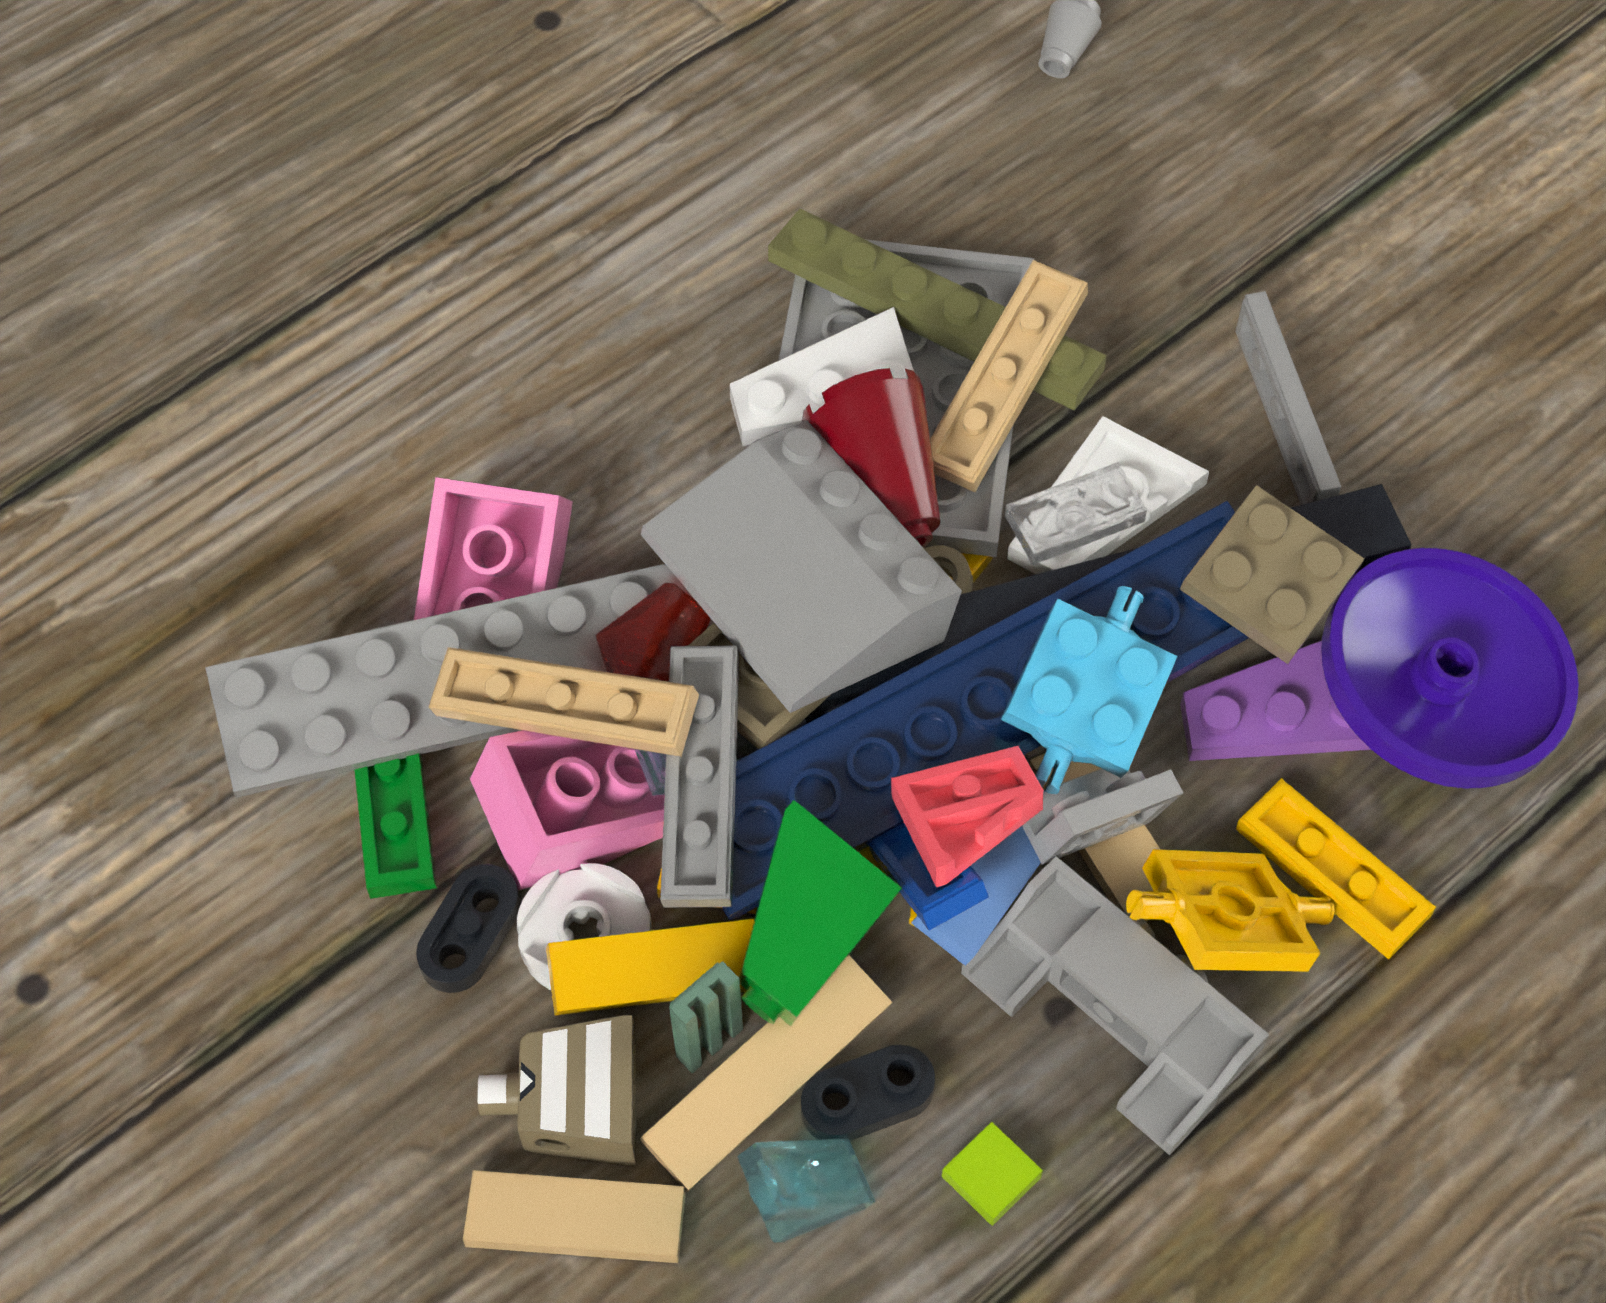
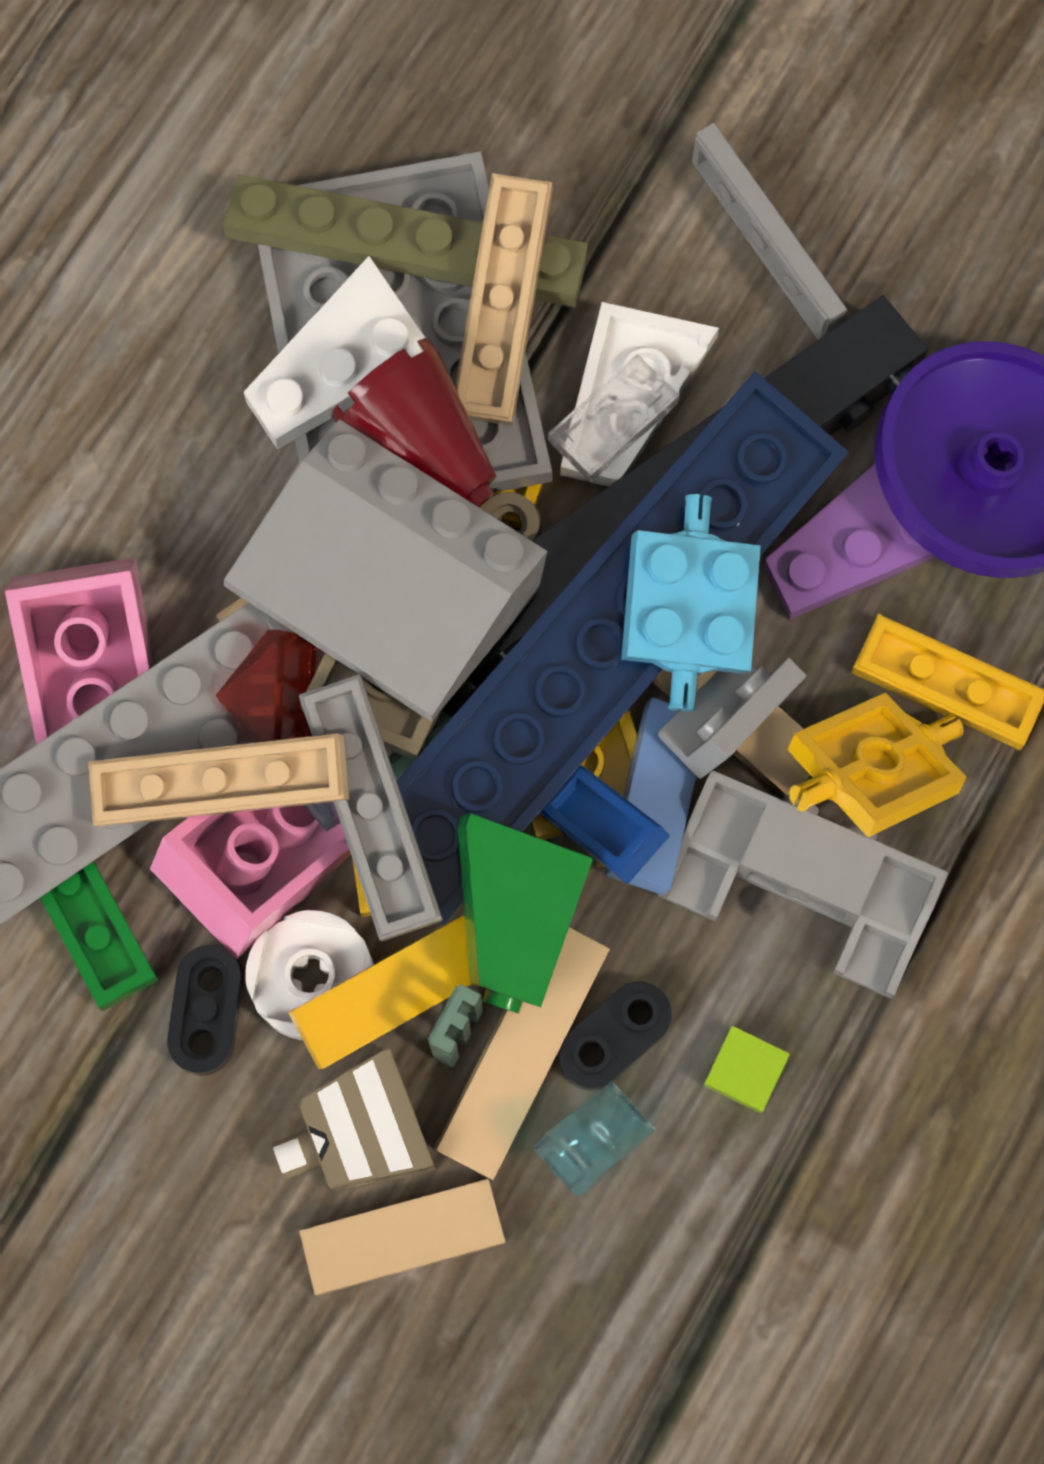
camera: 20 degrees left, 15 degrees up
(966, 808) = (621, 759): coral wing -> none
(1271, 574) = (818, 432): dark tan plate -> none

